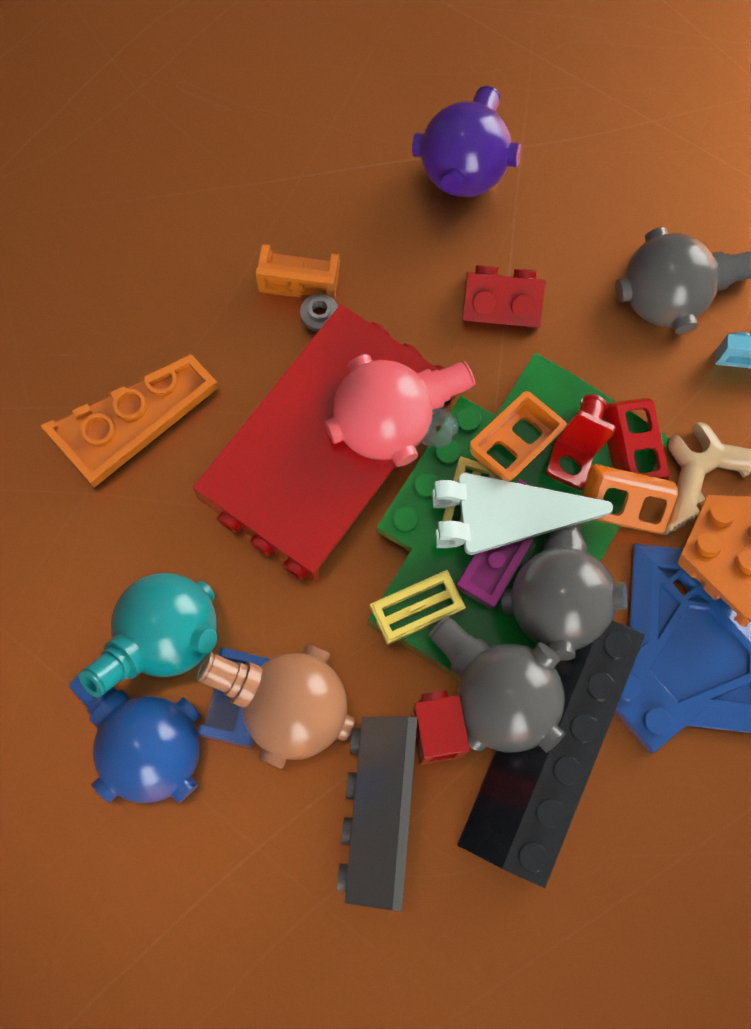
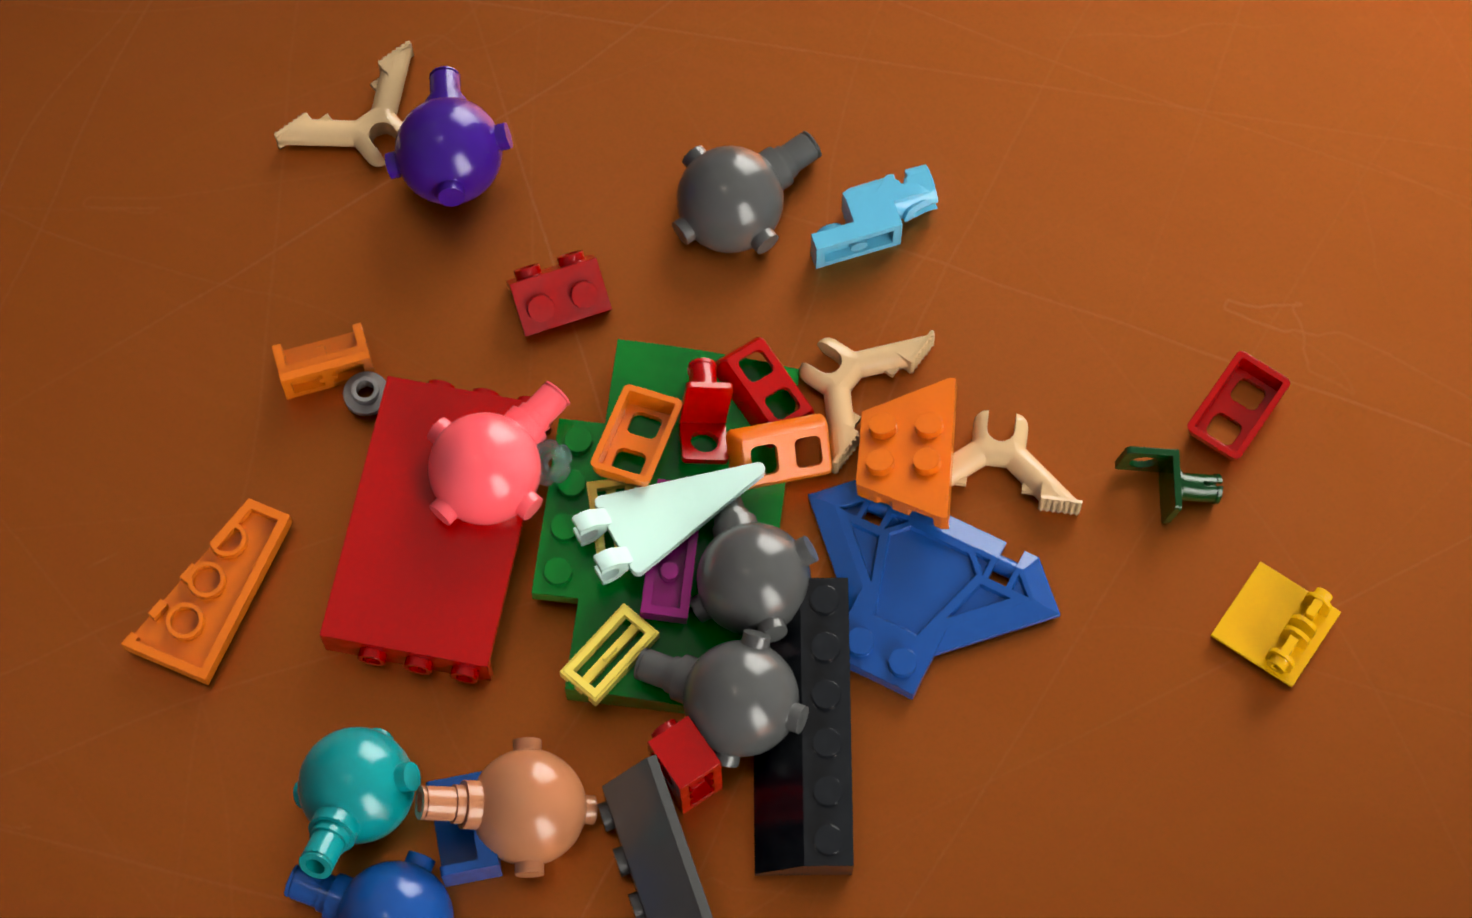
camera: 20 degrees left, 5 degrees down
(411, 112) = (360, 132): none -> tan piece

